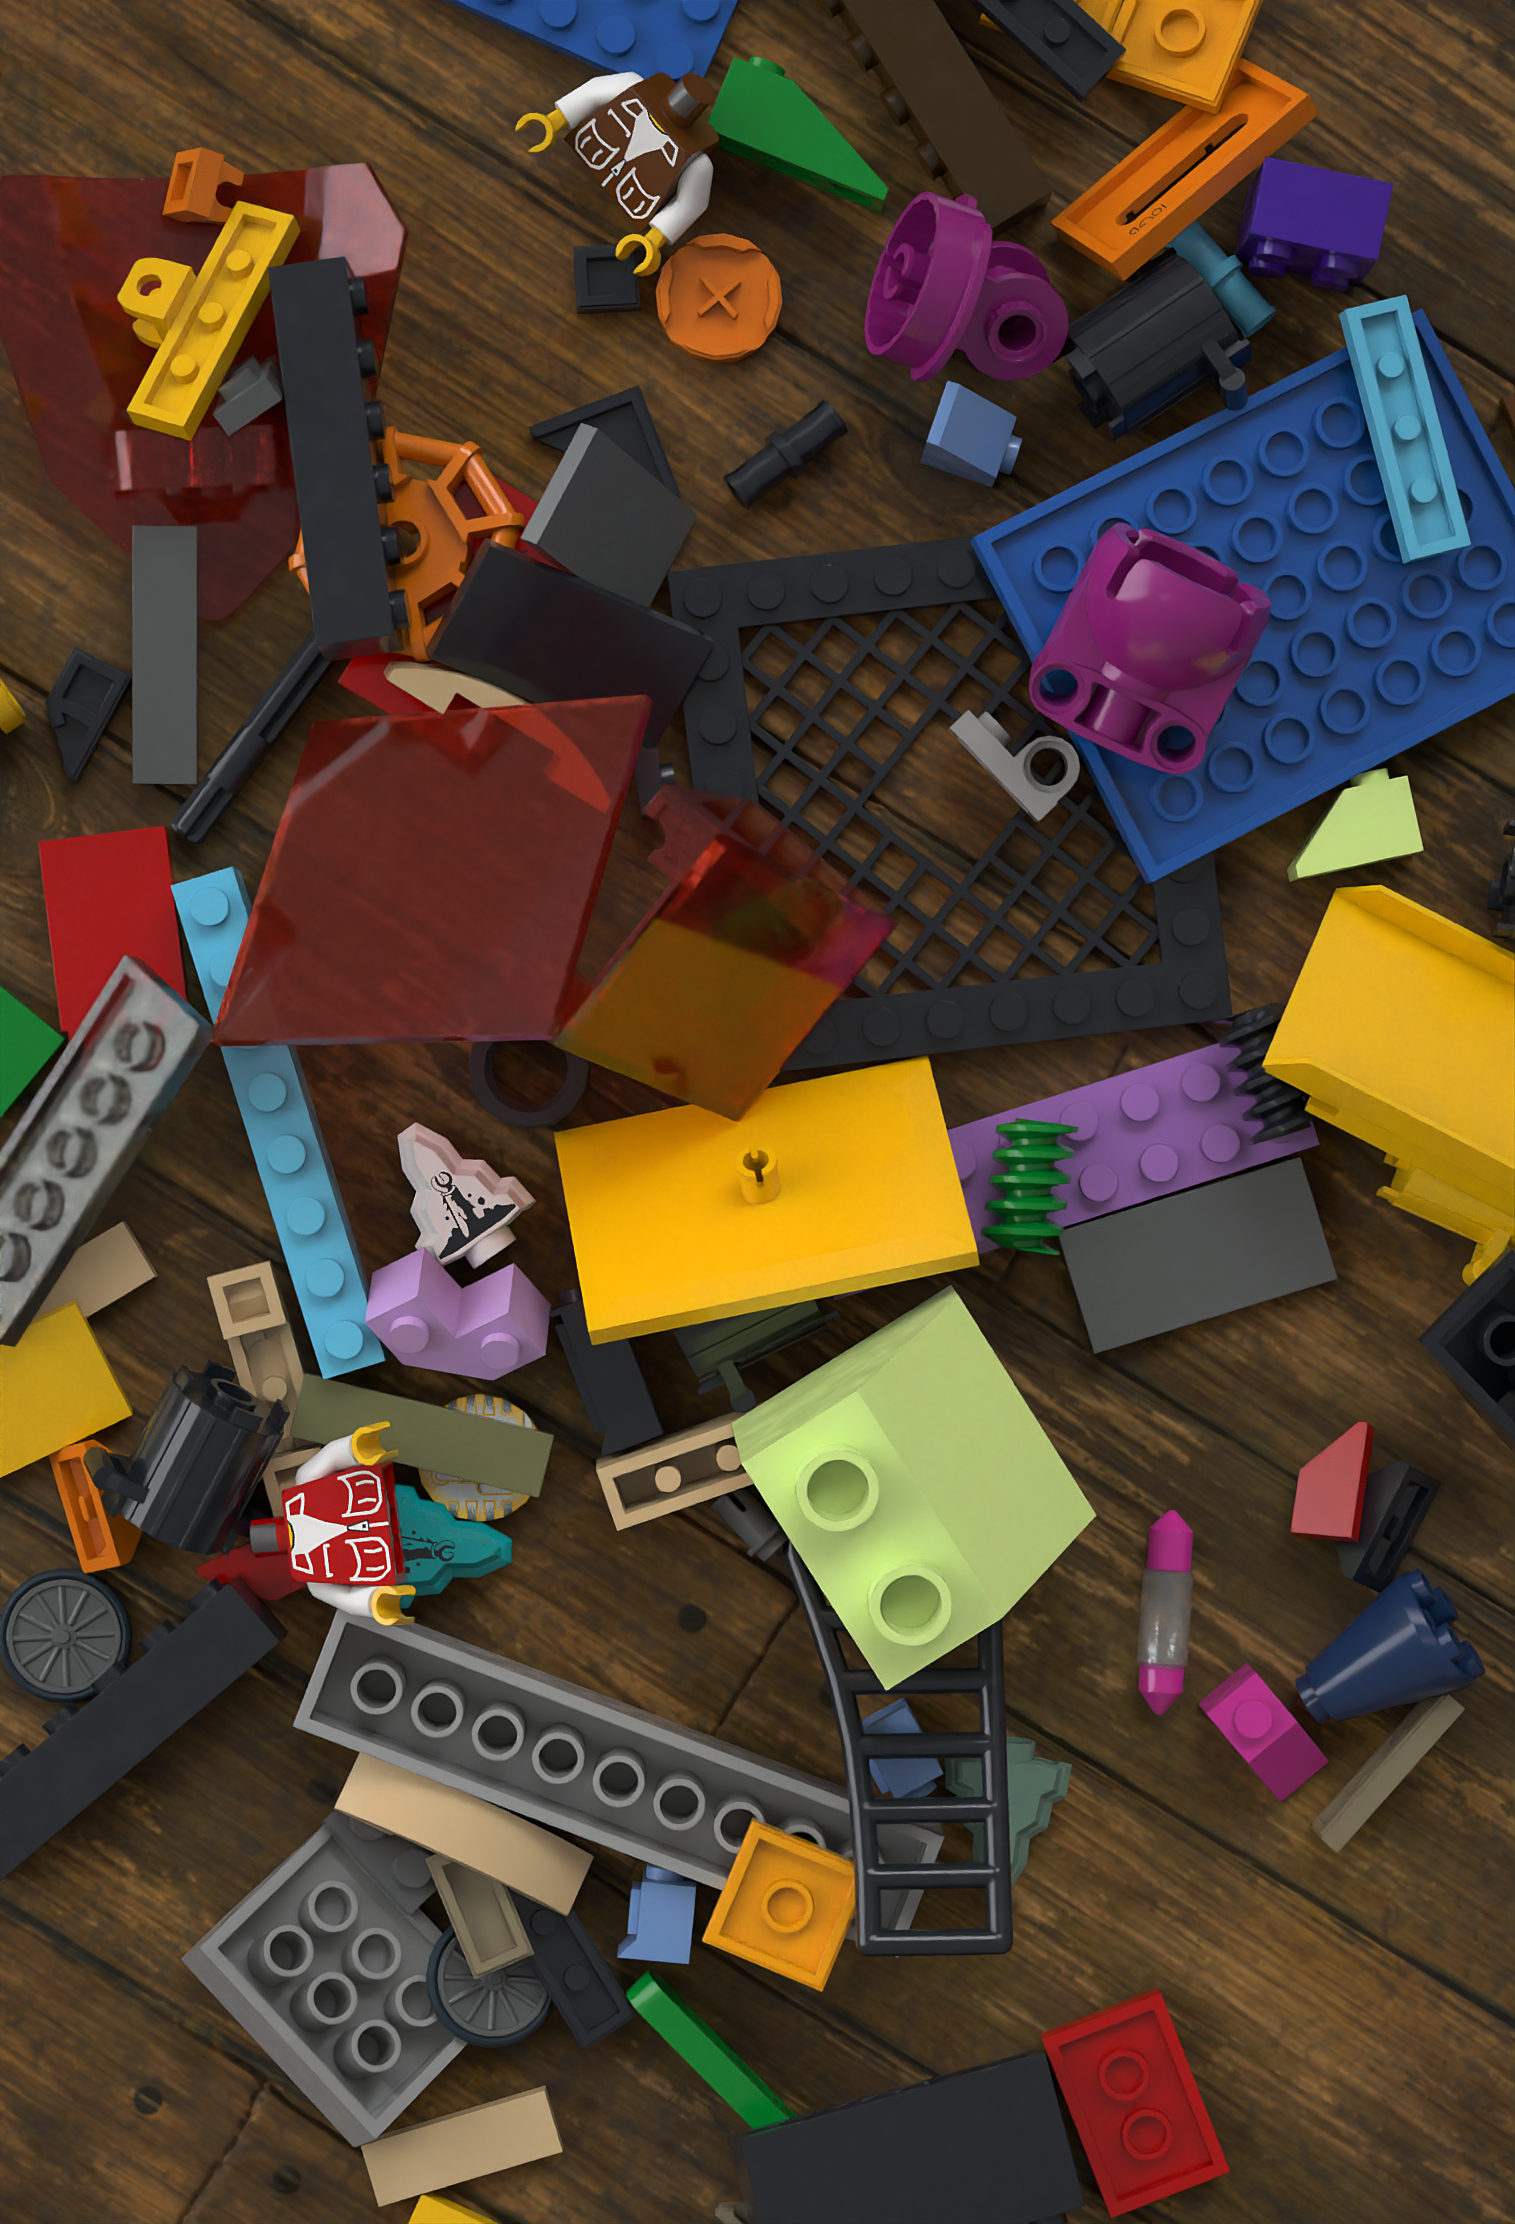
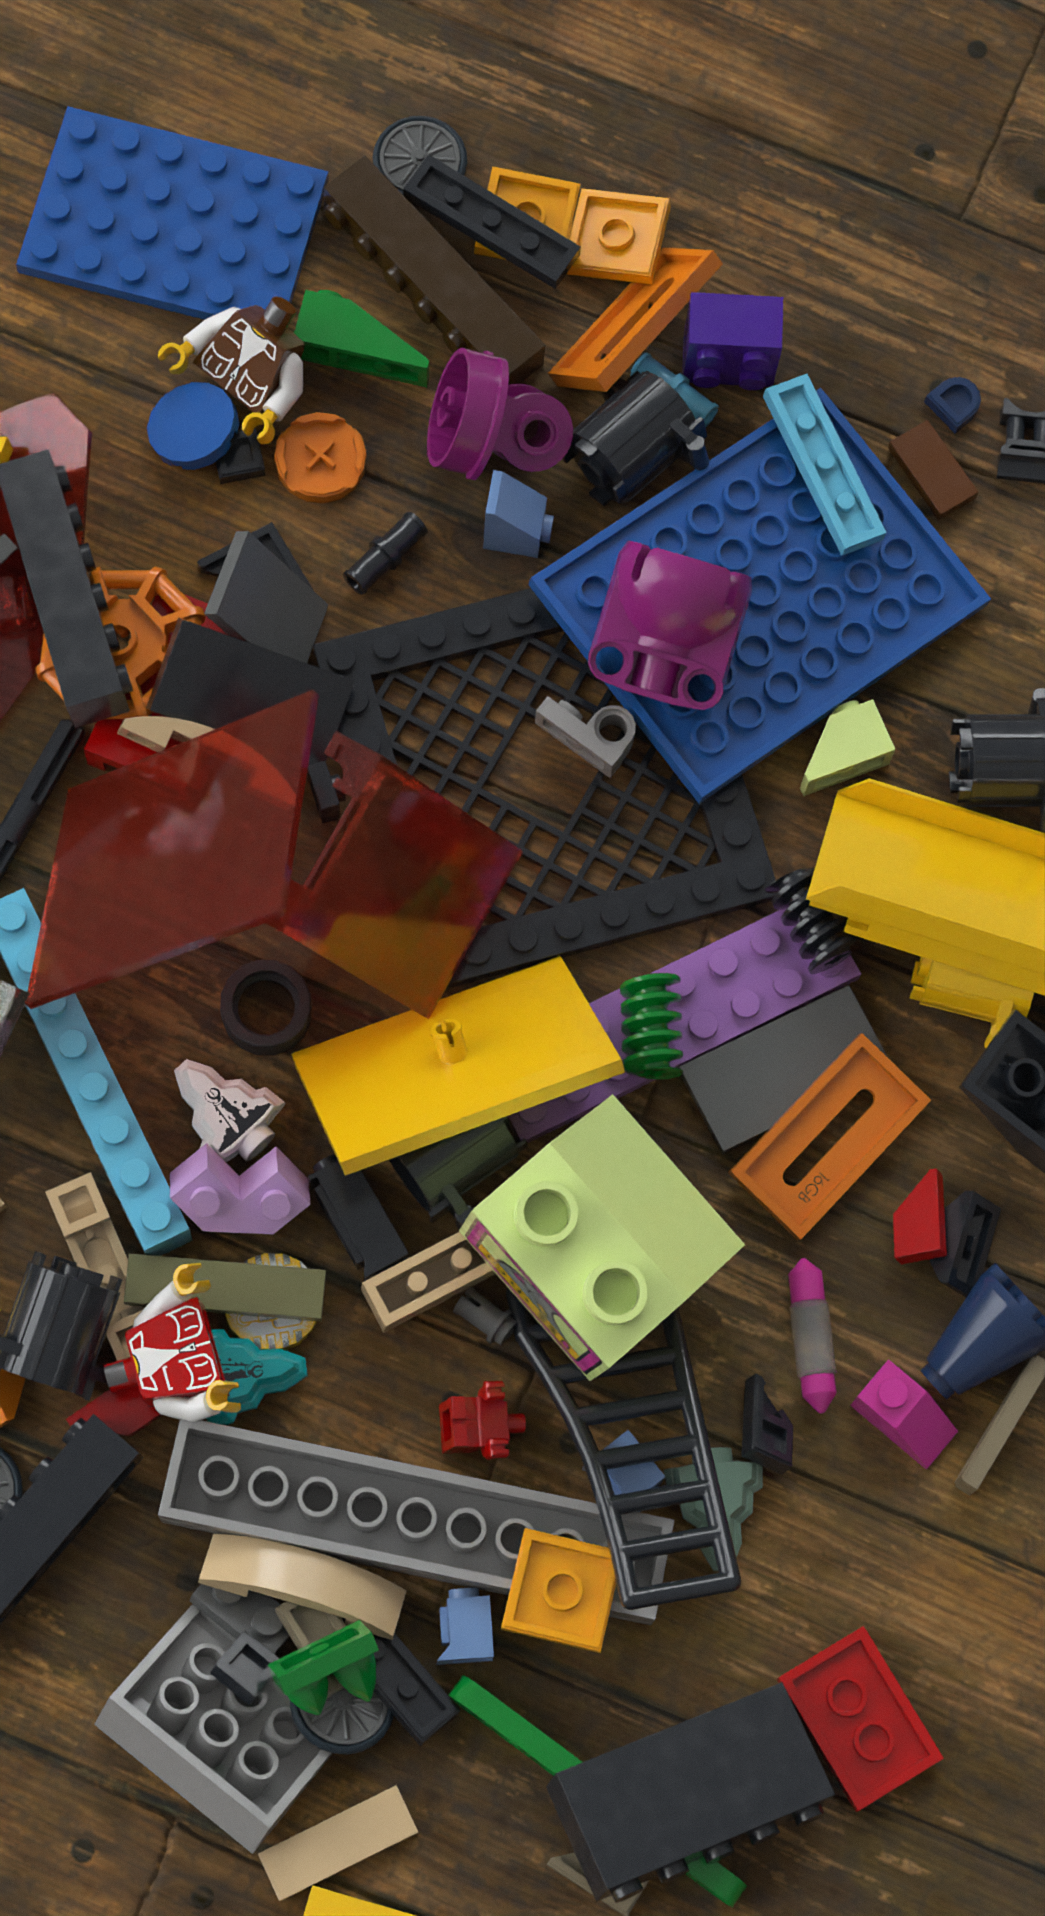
camera: 15 degrees left, 15 degrees down
(378, 1926) = (245, 1667): none -> plate
(493, 1939) = (344, 1653): none -> green tile
(551, 229) = (193, 425): none -> blue tile
(720, 1661) = (479, 1423): none -> red piece
(1083, 1724) = (766, 1431): none -> black tile
(1323, 1337) = (893, 1109): none -> orange piece

